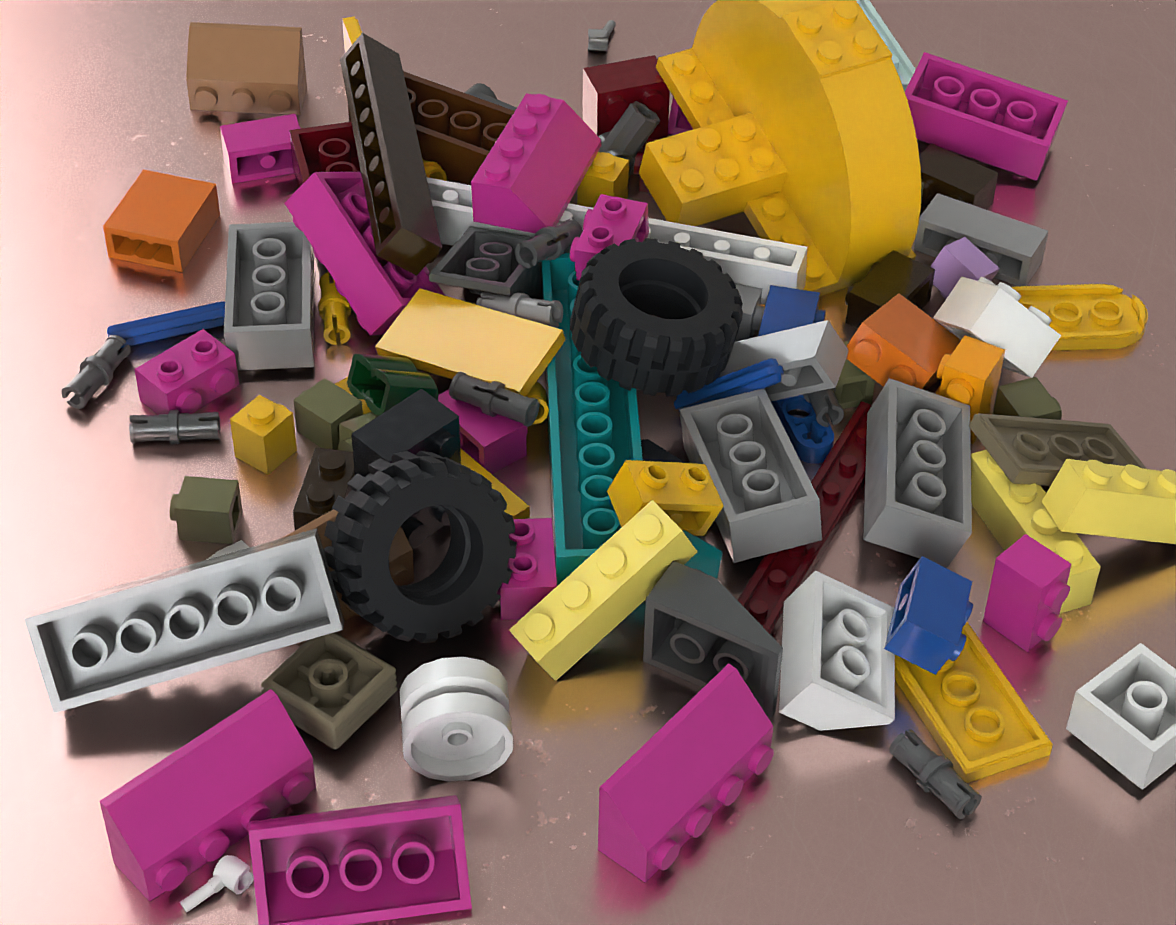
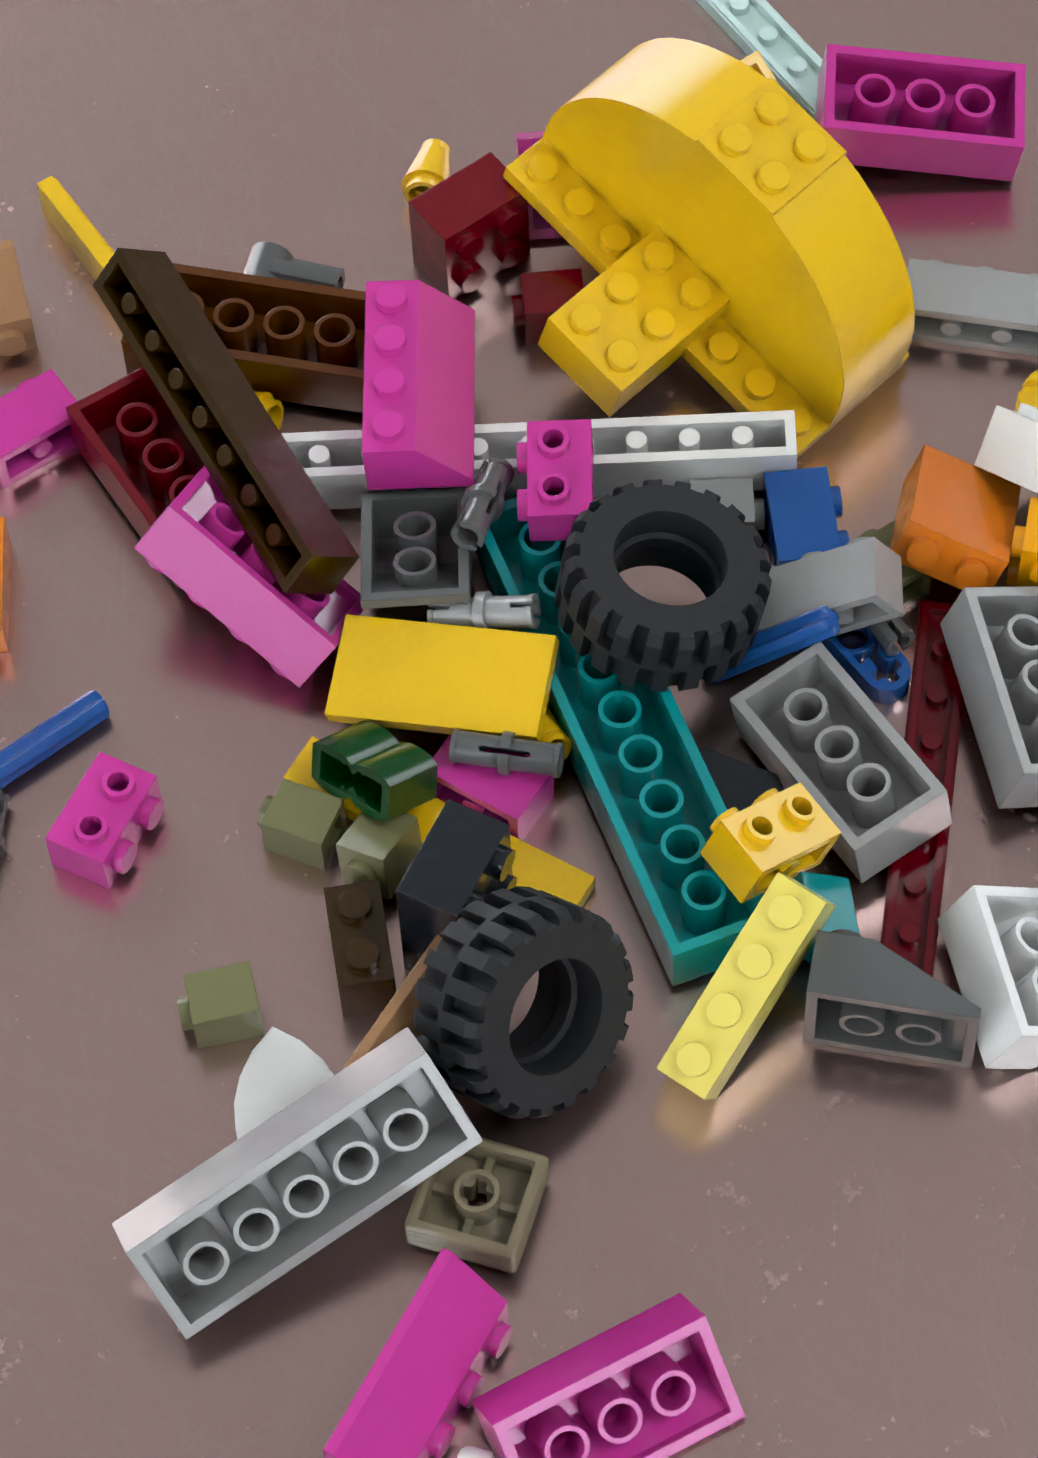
camera: 15 degrees left, 15 degrees up
(174, 427) = (121, 895): dark grey pin -> none
(263, 434) = (240, 877): yellow brick -> none
(269, 296) = (154, 669): light grey brick -> none
(334, 311) = (233, 659): yellow pin -> none
(455, 719) = (645, 1202): white wheel -> none
(532, 568) = (654, 983): dark pink brick -> none
(599, 37) = (375, 105): light grey hand -> none
(605, 176) = (494, 360): yellow brick -> none
(630, 133) = (493, 283): dark grey piece -> none
(684, 776) = (921, 1190): dark pink slope -> none
(884, 281) = (901, 420): dark brown brick -> none
(956, 178) = (924, 221): dark brown brick -> none
(960, 260) = (979, 373): lavender brick -> none

